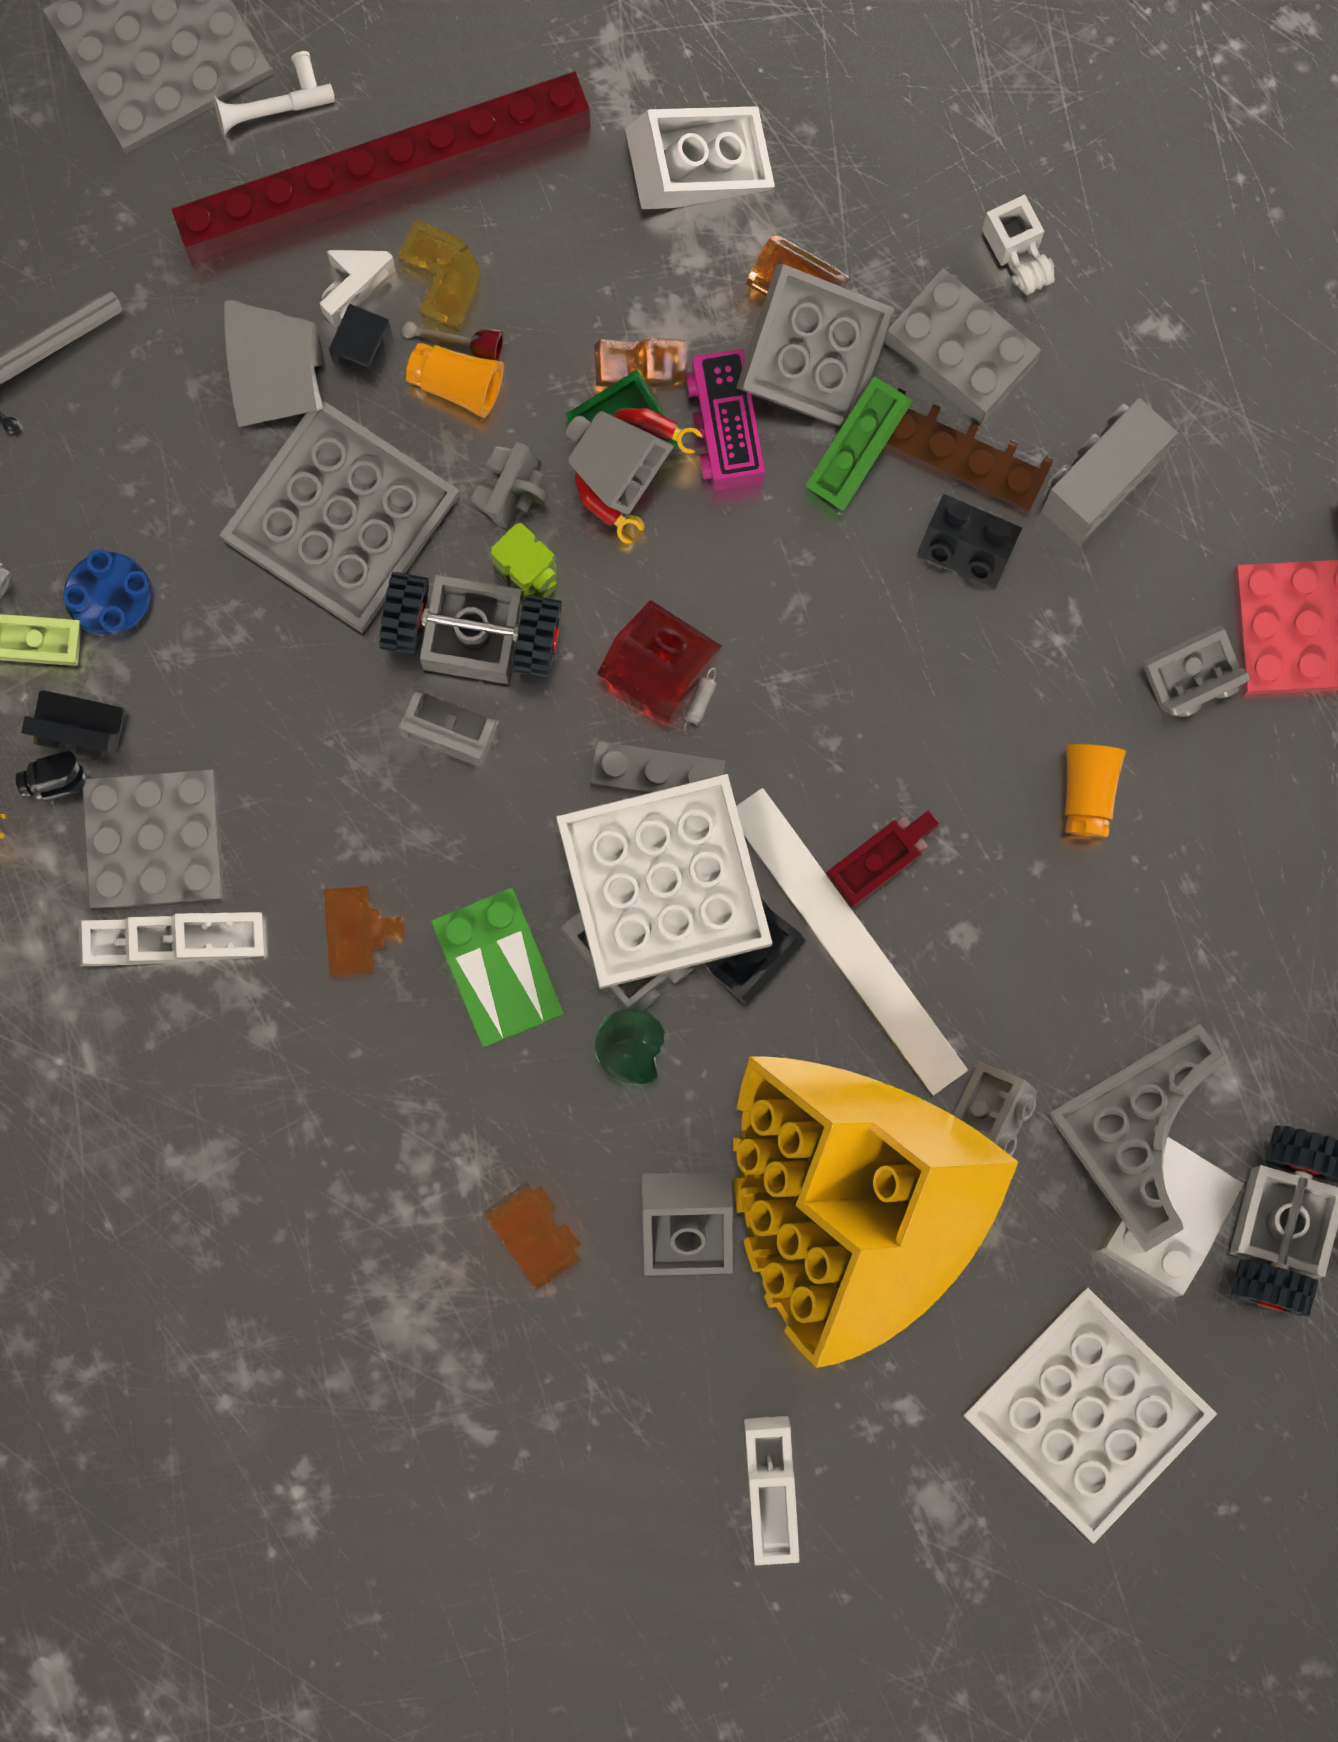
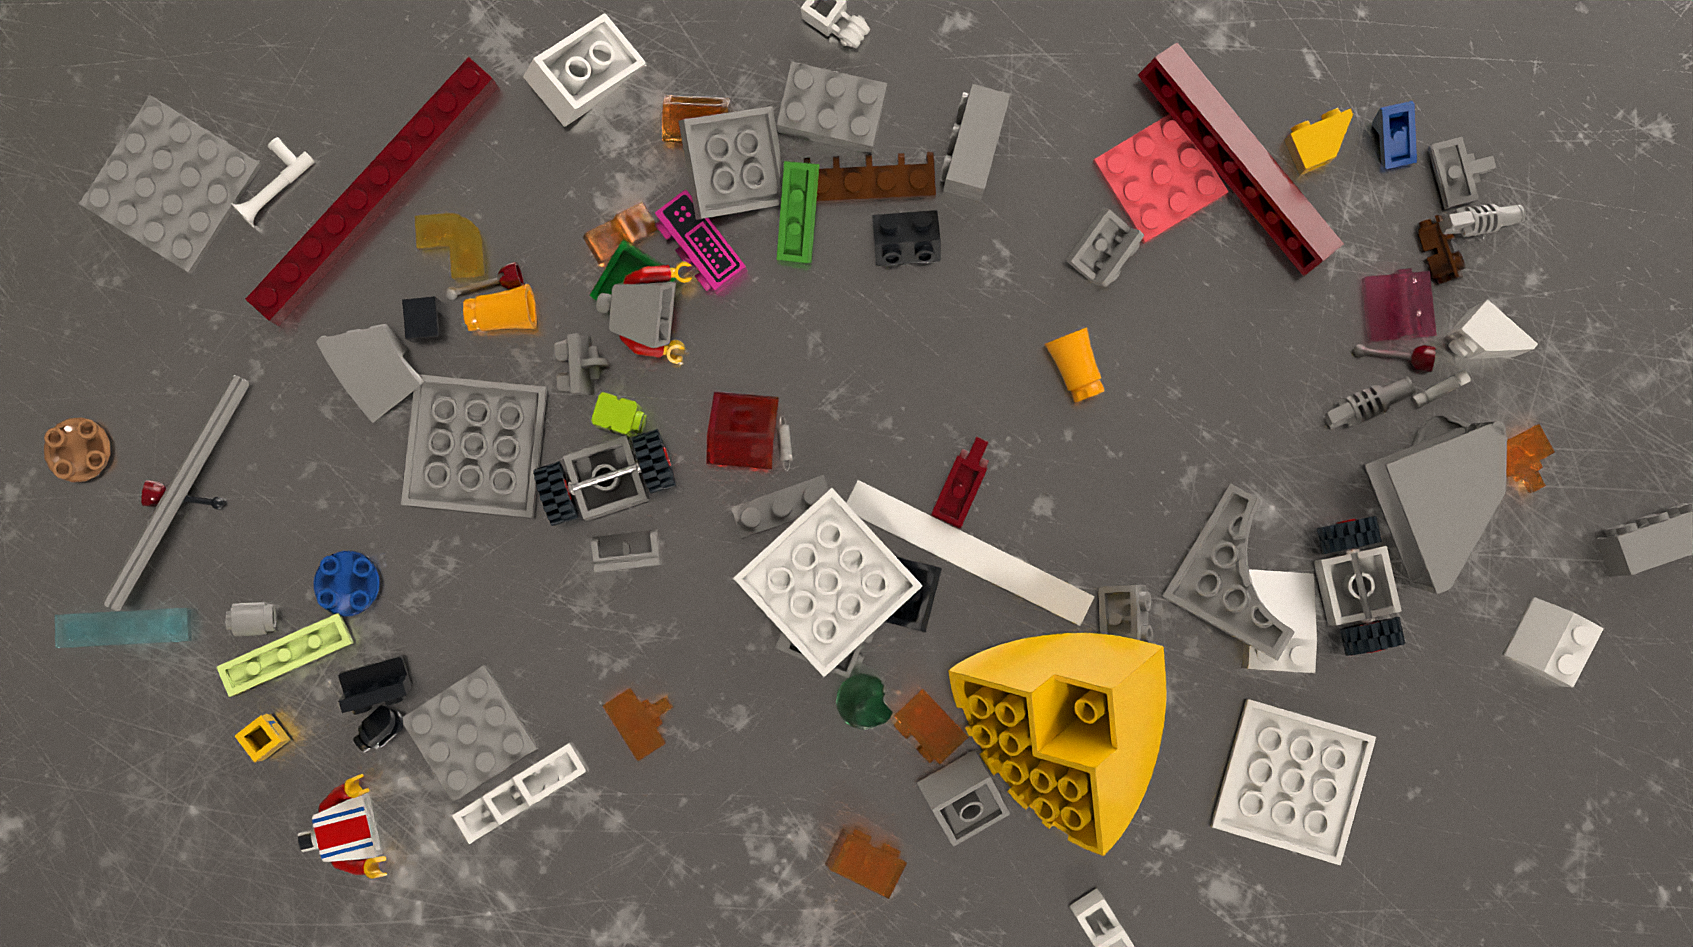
camera: 25 degrees left, 5 degrees up
(362, 274) = (400, 272): white slope -> none
(497, 967) = (746, 696): bright green slope -> none
(692, 1117) = (929, 726): none -> clear orange brick

